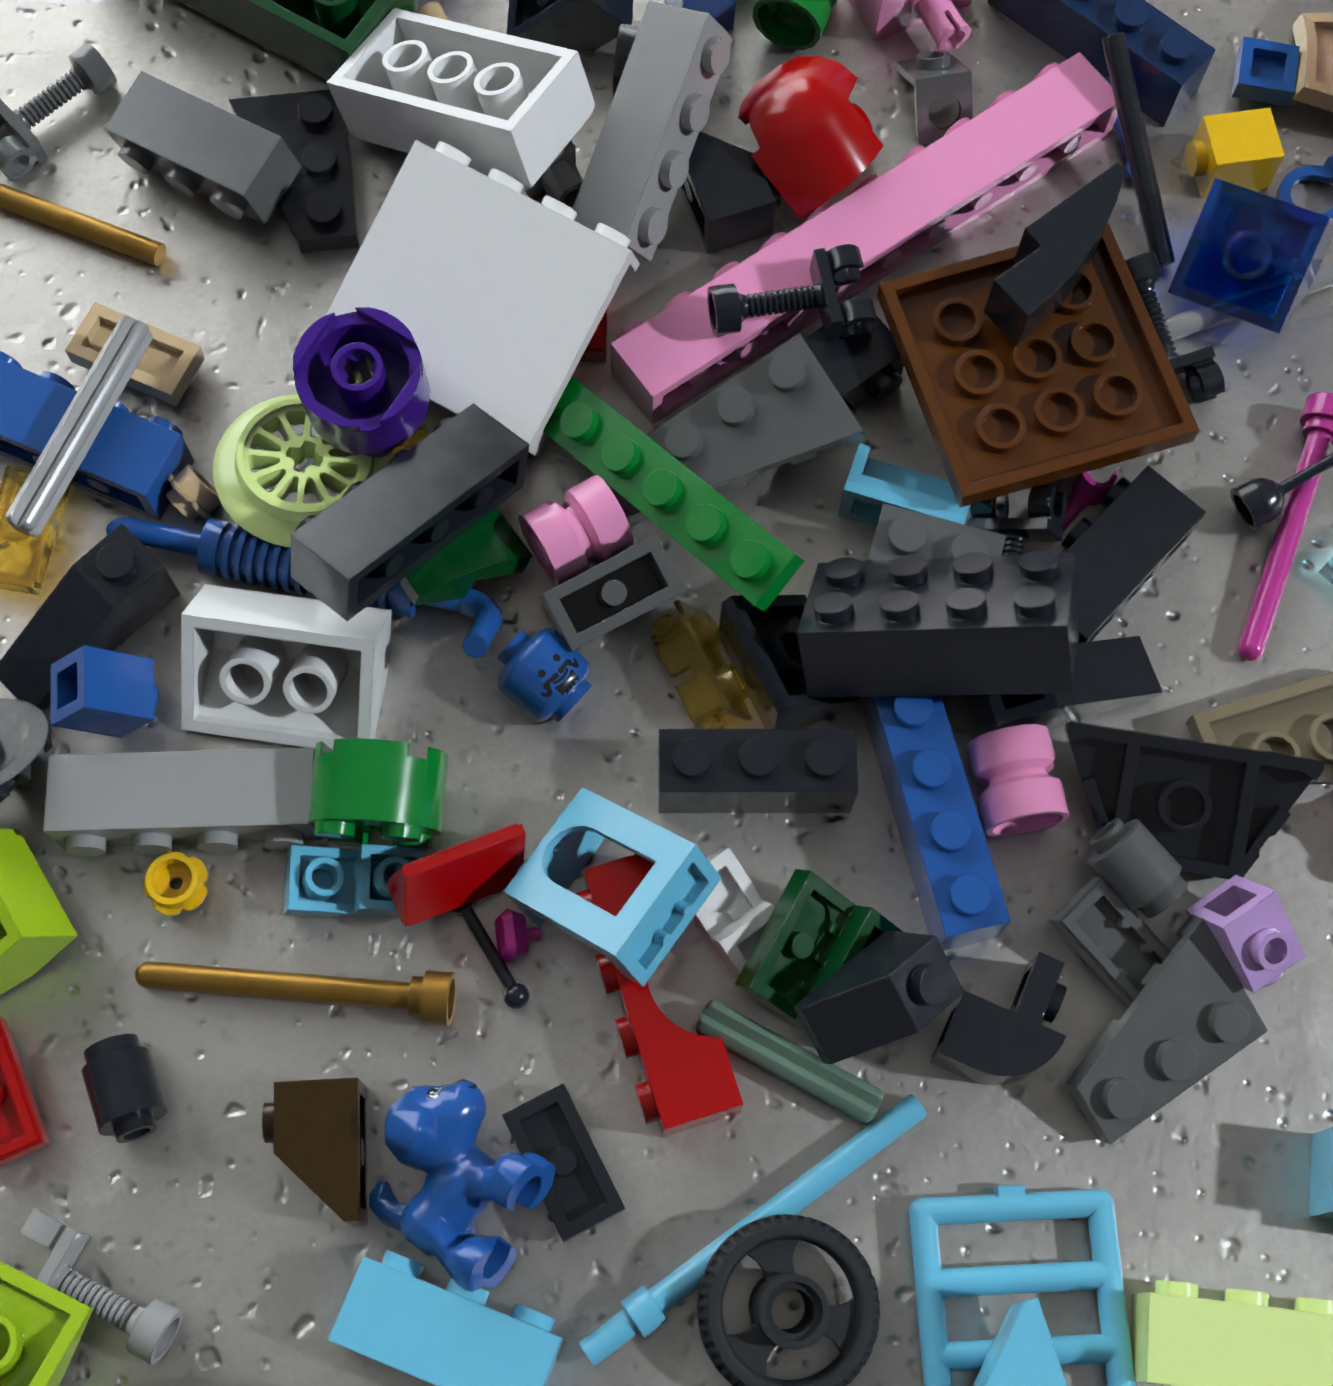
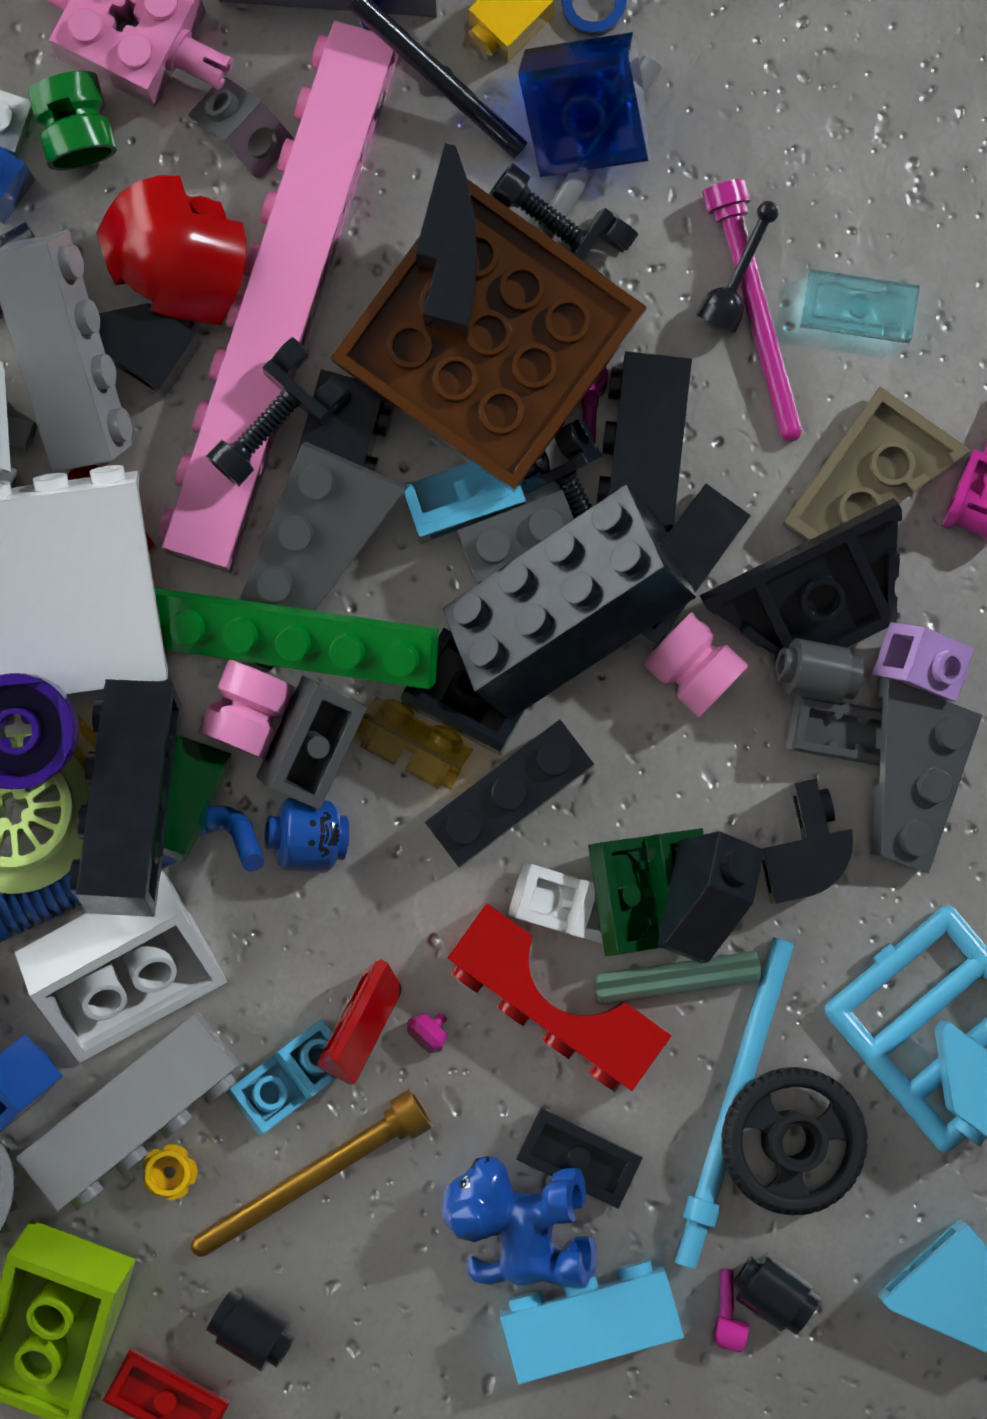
camera: 30 degrees left, 15 degrees up
(322, 1139) = (412, 1265): dark brown slope -> none
(377, 790) = (264, 1011): green brick -> none
(515, 994) = (460, 1070): black hinge -> none
(652, 915) = (521, 955): medium azure panel -> none
(936, 819) = (661, 737): blue brick -> none

